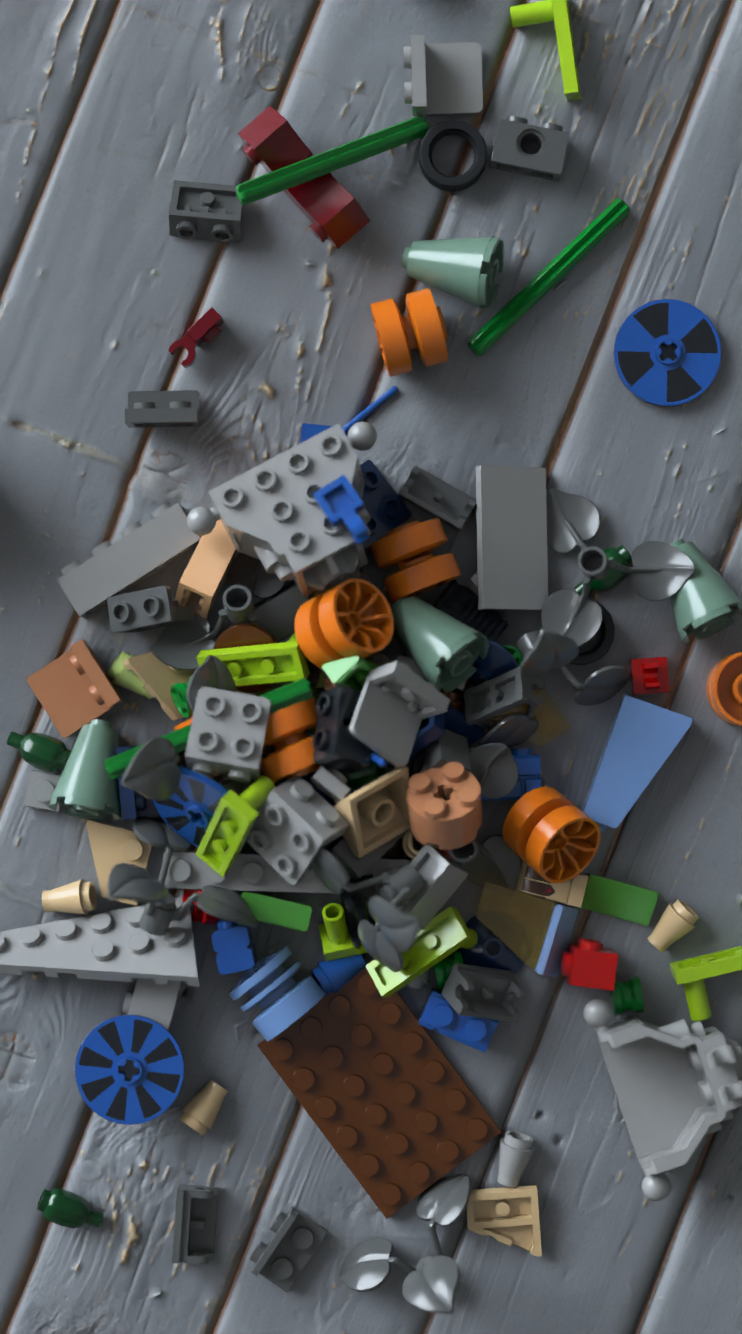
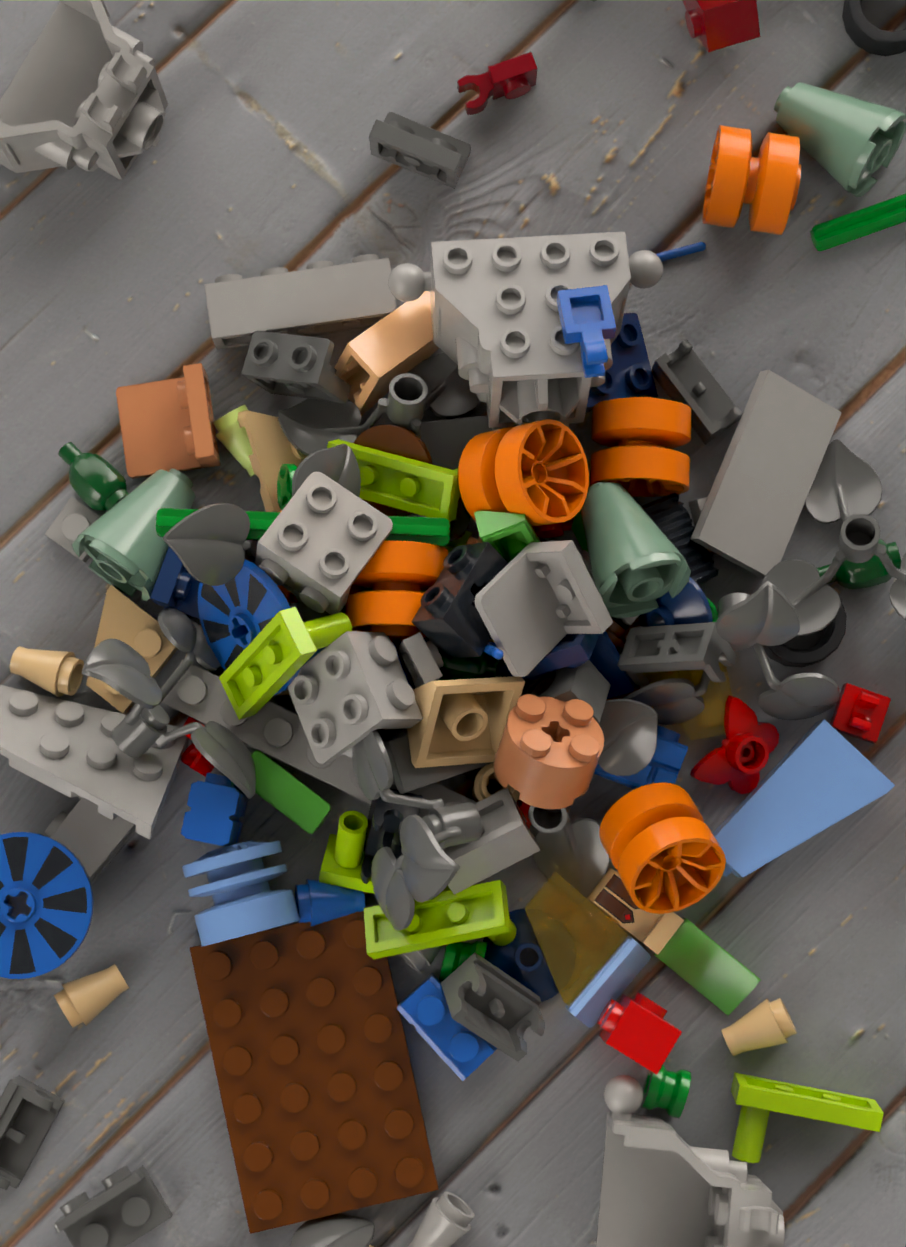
camera: 20 degrees right, 5 degrees down
(579, 740) = (742, 751): none -> red animal

